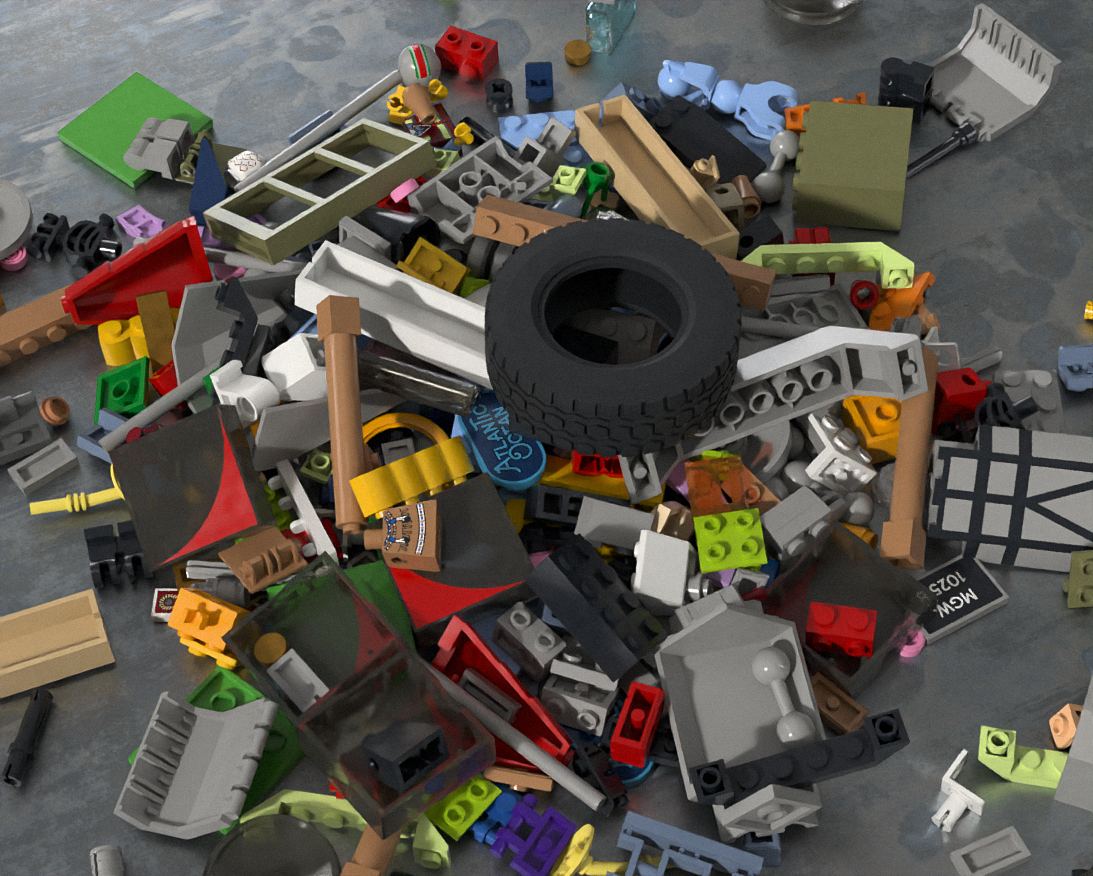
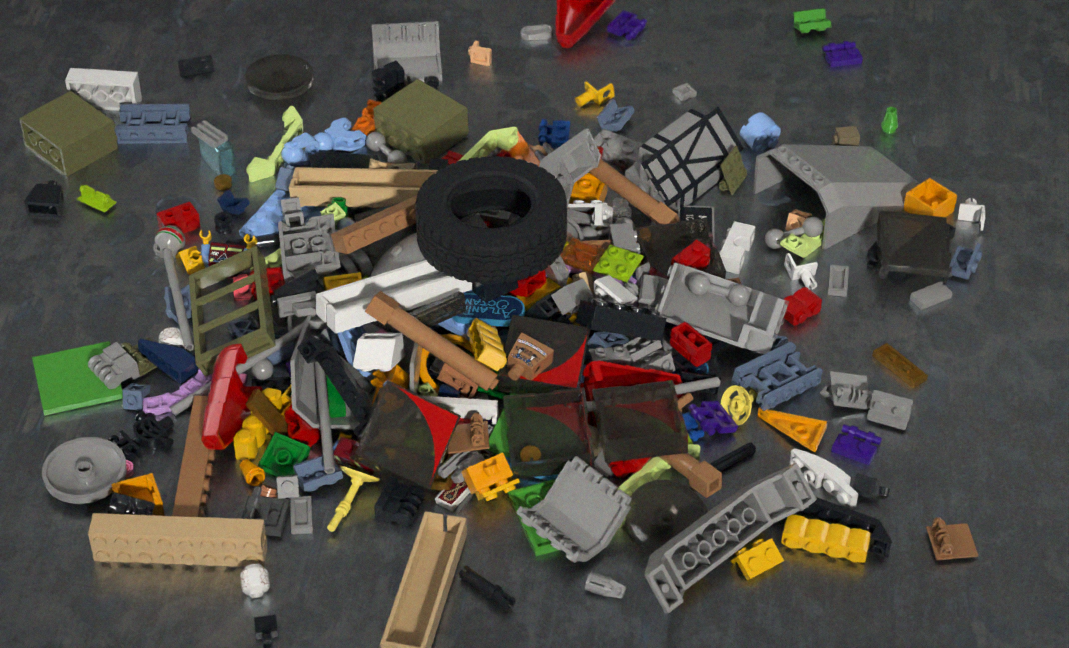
camera: 60 degrees left, 10 degrees down
(65, 422) = (288, 486): none -> light grey brick
(77, 378) = (252, 473): none -> light orange cone
(137, 190) = (134, 395): none -> sand blue bracket
(244, 391) = (375, 376): white pin -> none
(297, 680) = (561, 449): light grey tile -> none
(403, 190) = (276, 273): bright pink tile -> none
(404, 753) = (653, 415): black torso -> none
(419, 102) = (209, 246): medium nougat cone -> none
(727, 61) = (264, 168): none -> yellowish green slope
(805, 765) = (770, 285): black slope -> none
(875, 831) = (802, 305): none -> red brick
(962, 664) = (733, 248): none -> white arch
(996, 329) = (560, 133): none -> blue plate
(999, 411) = (626, 153): black piece -> none
(1007, 714) = (811, 227): none -> light grey piece
(1073, 146) = (480, 55): none -> light nougat bracket

